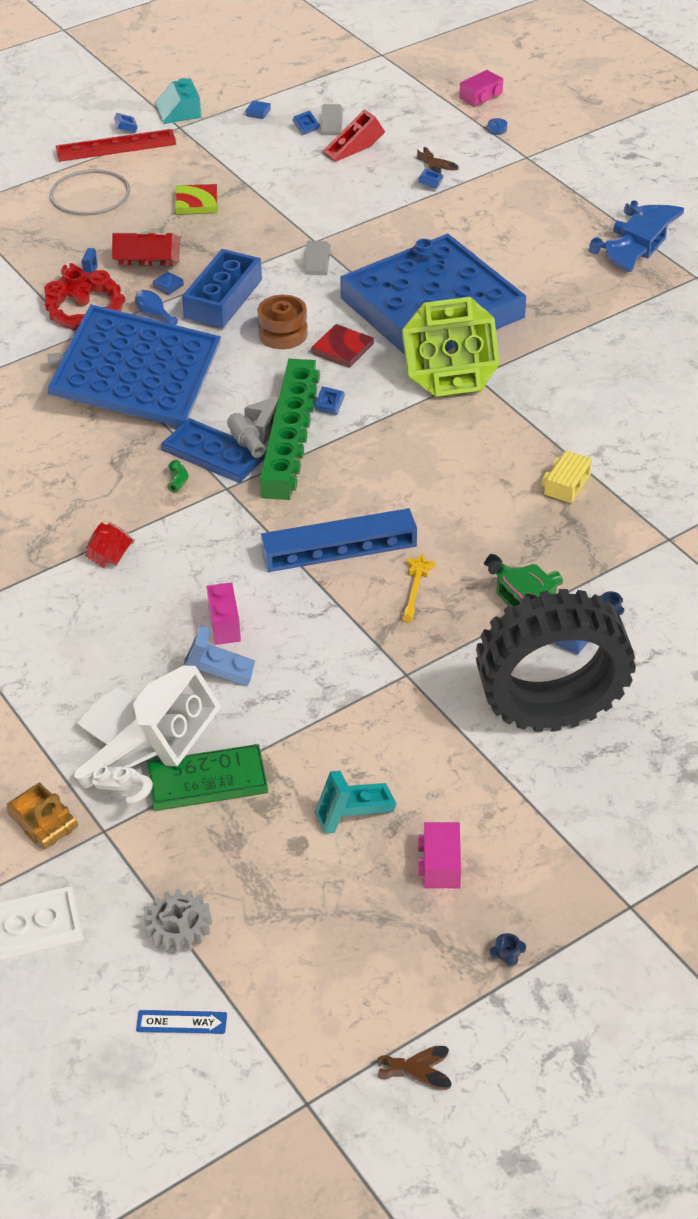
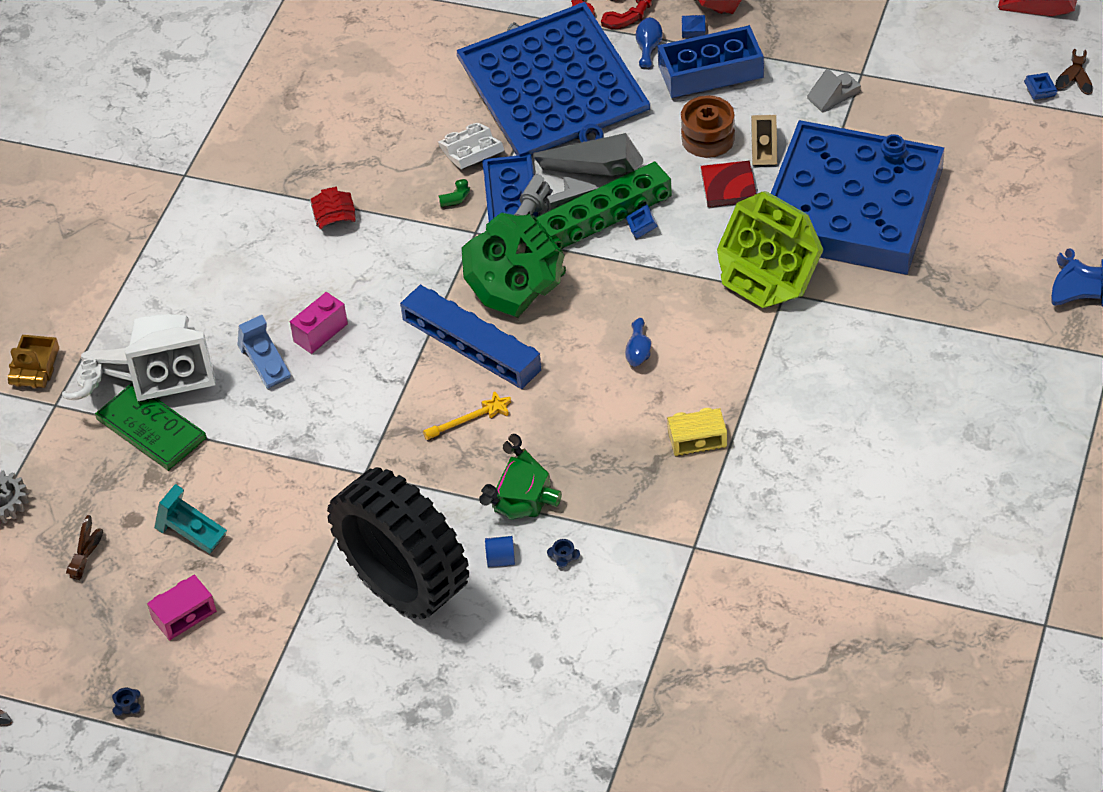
camera: 55 degrees right, 5 degrees up
(138, 443) = (470, 145): none -> white slope
(212, 379) = (590, 128): none -> blue plate
(253, 378) = (601, 157): none -> dark grey wedge
(304, 490) = (496, 276): none -> green brick
(314, 900) = (85, 548): none -> reddish brown piece
(325, 305) = (764, 139): none -> tan slope
(453, 463) = (638, 346): none -> blue piece

